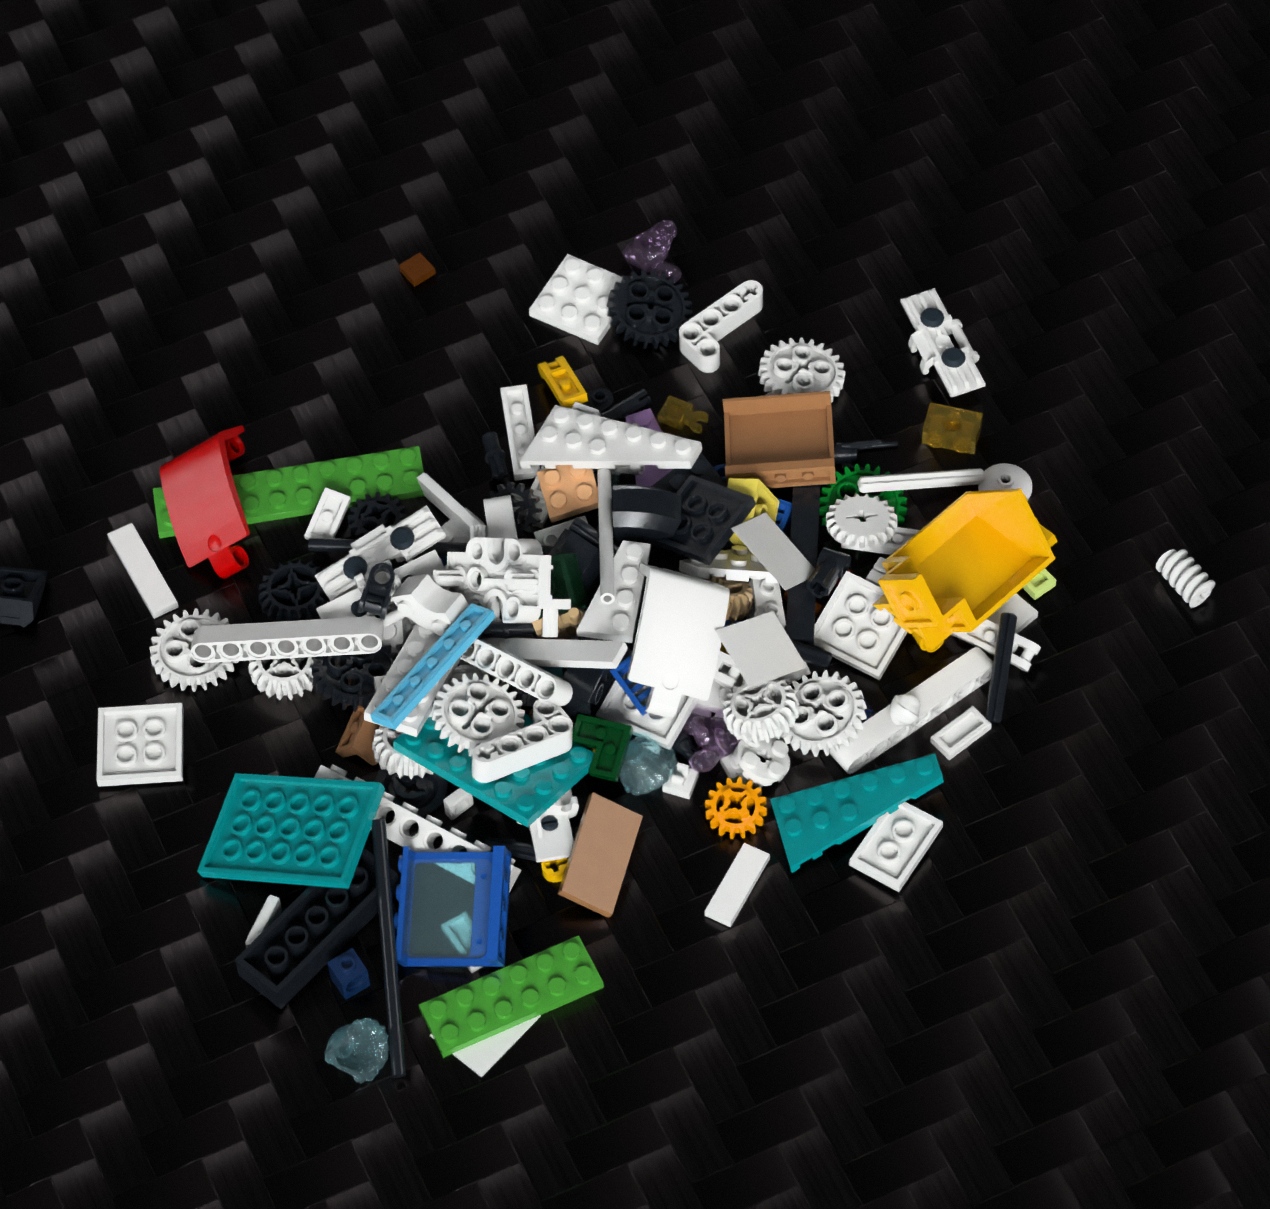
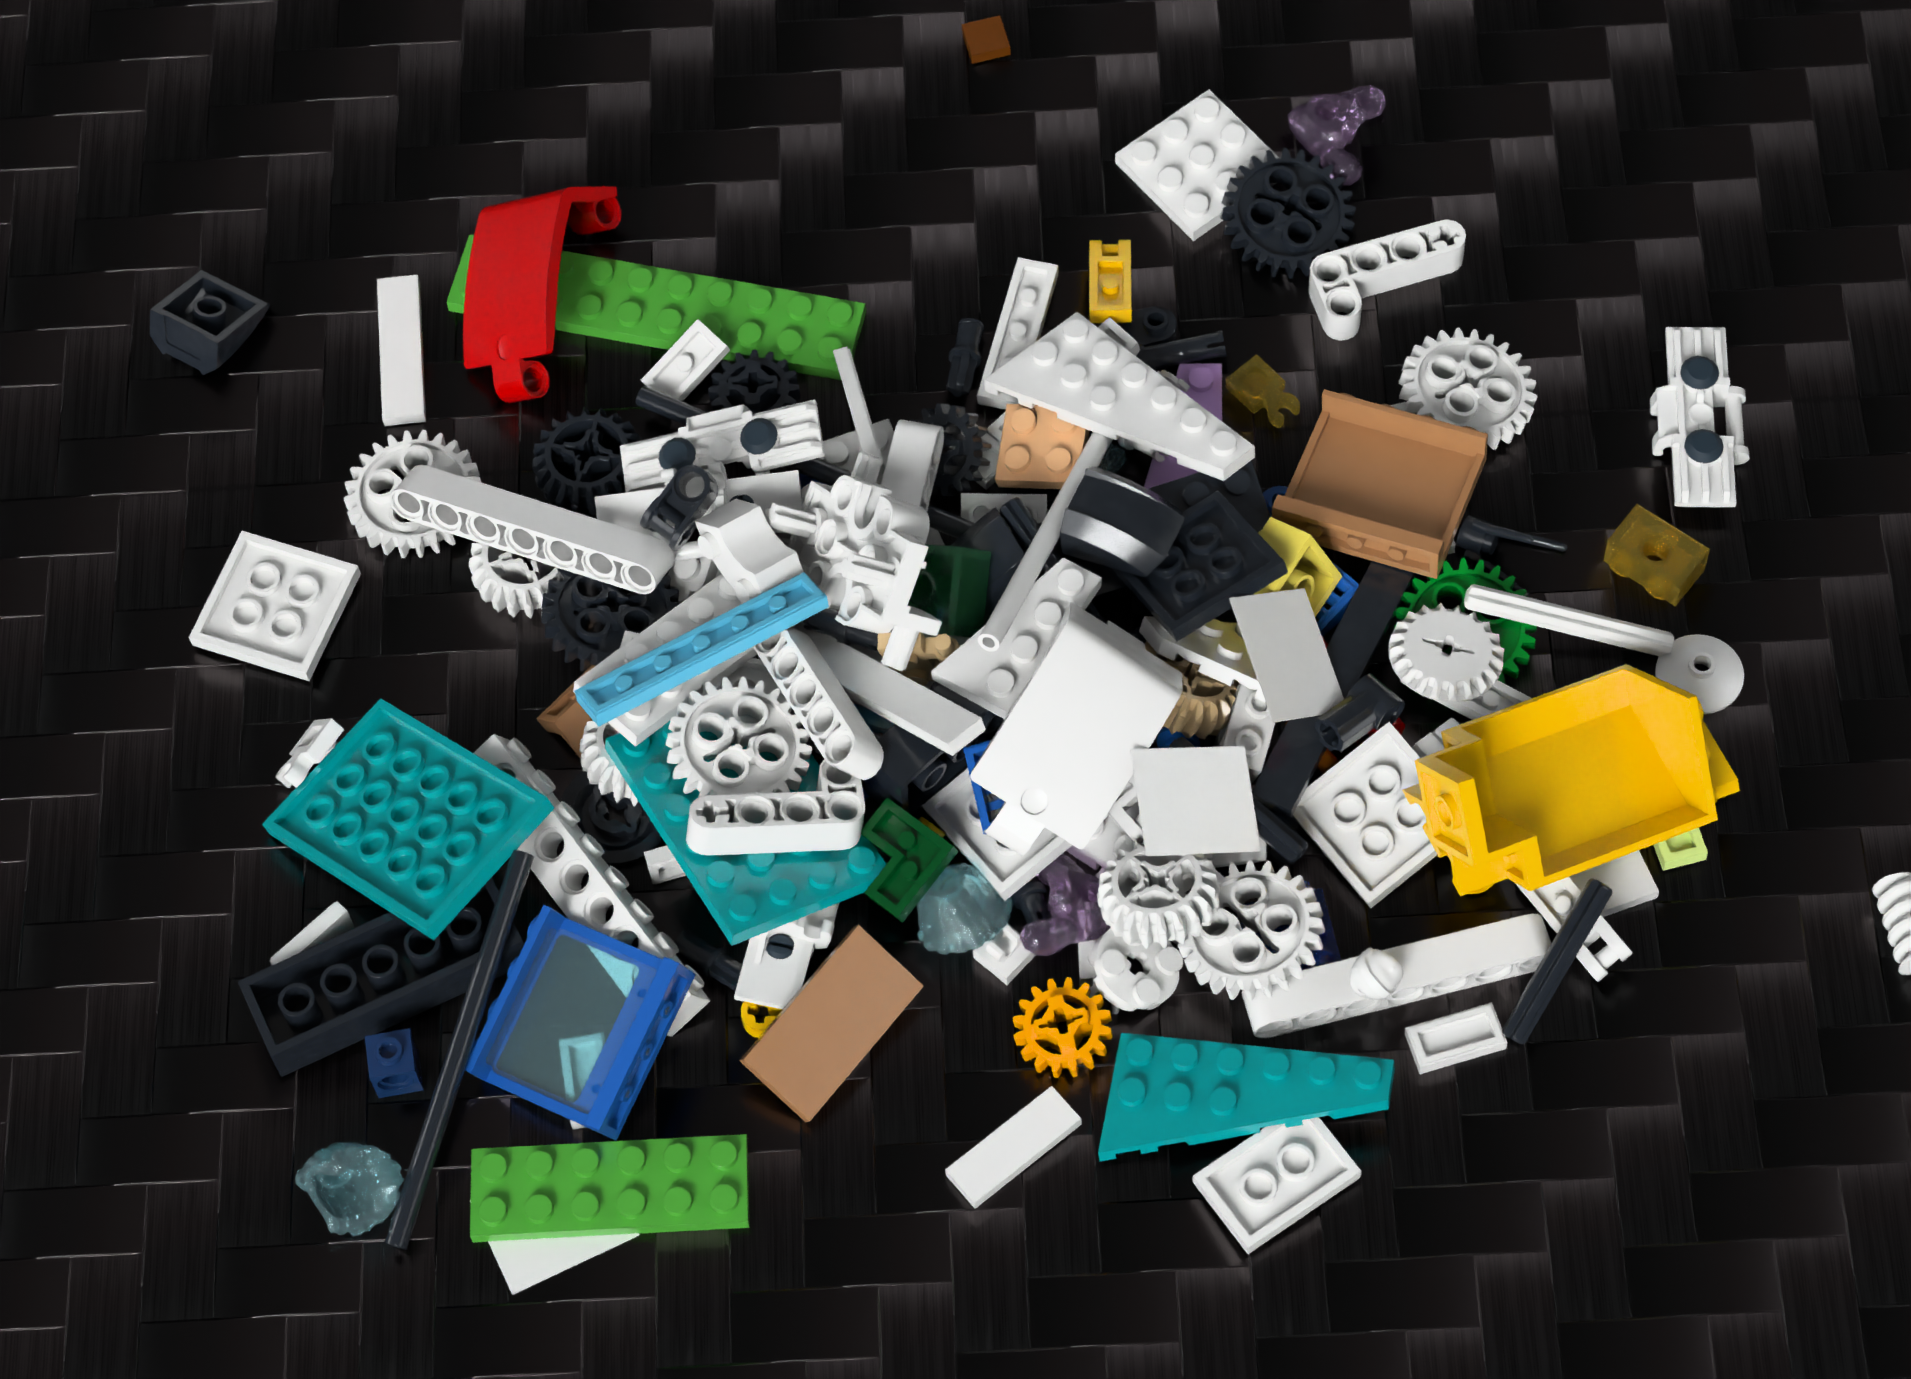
camera: 25 degrees right, 5 degrees up
(205, 816) = (309, 750): none -> white plate

